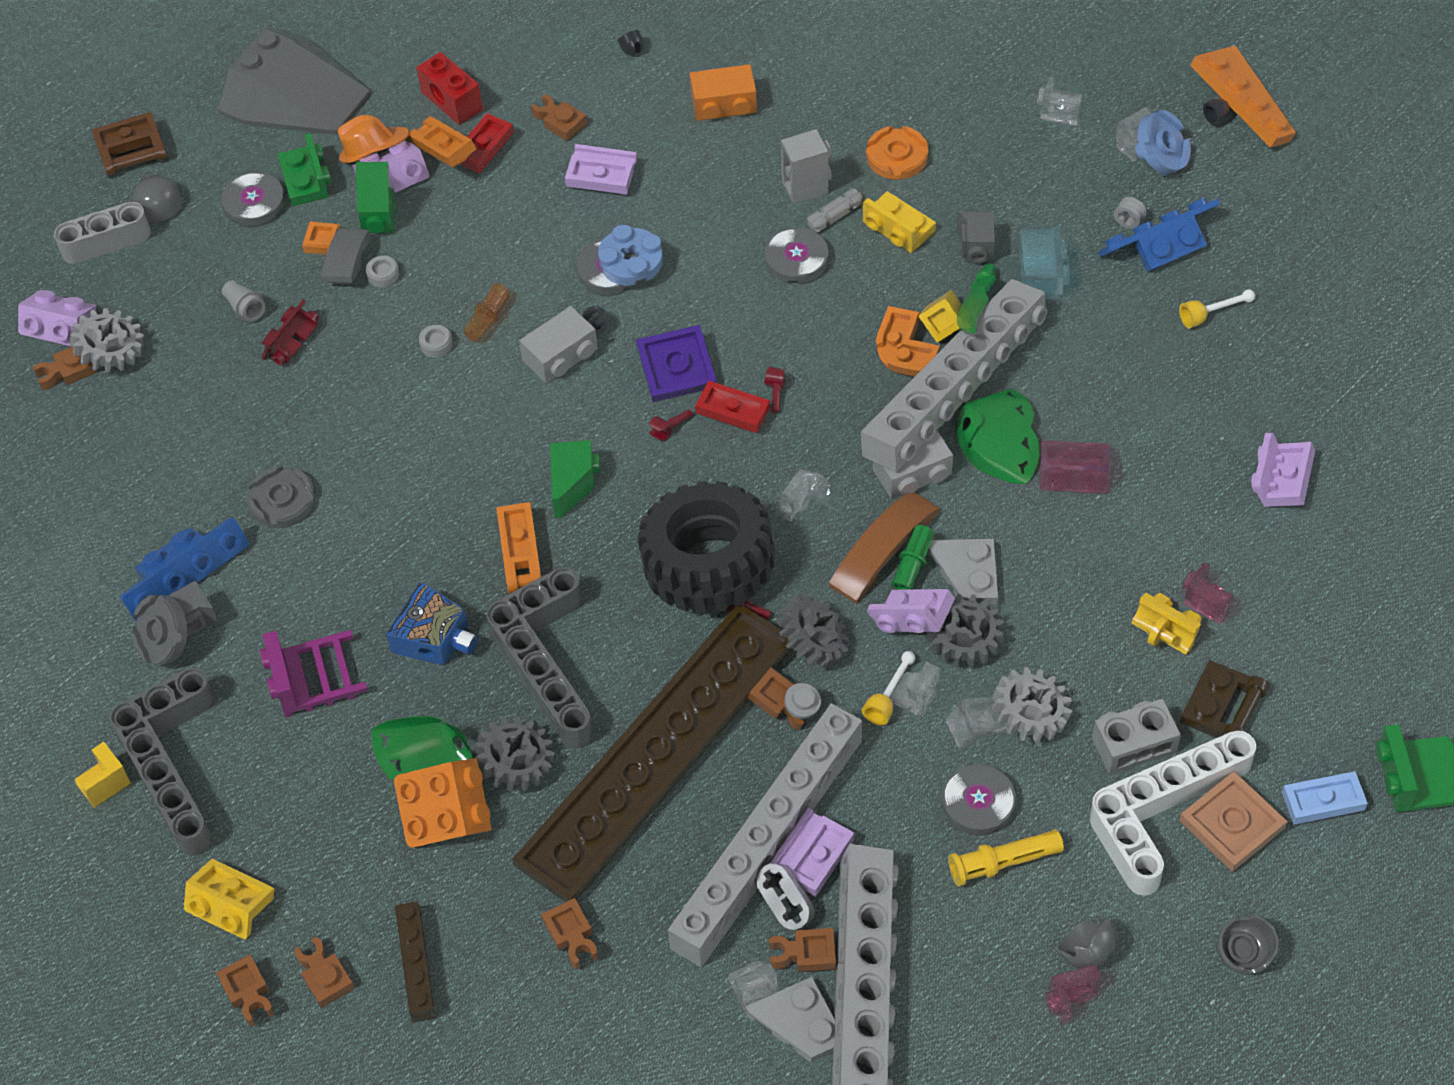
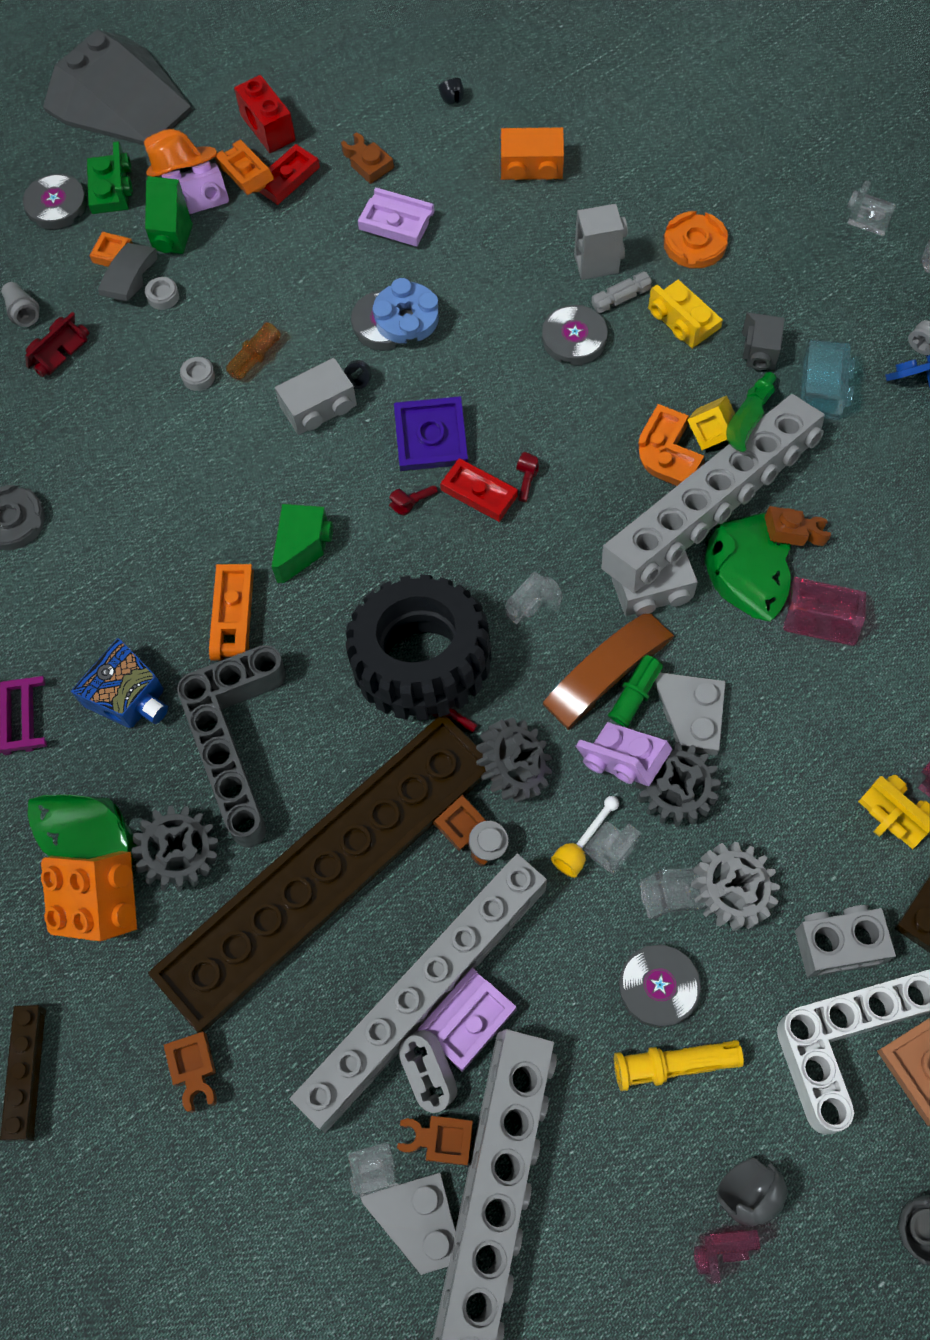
camera: 10 degrees right, 10 degrees up
(1031, 397) = (792, 528): none -> dark orange plate

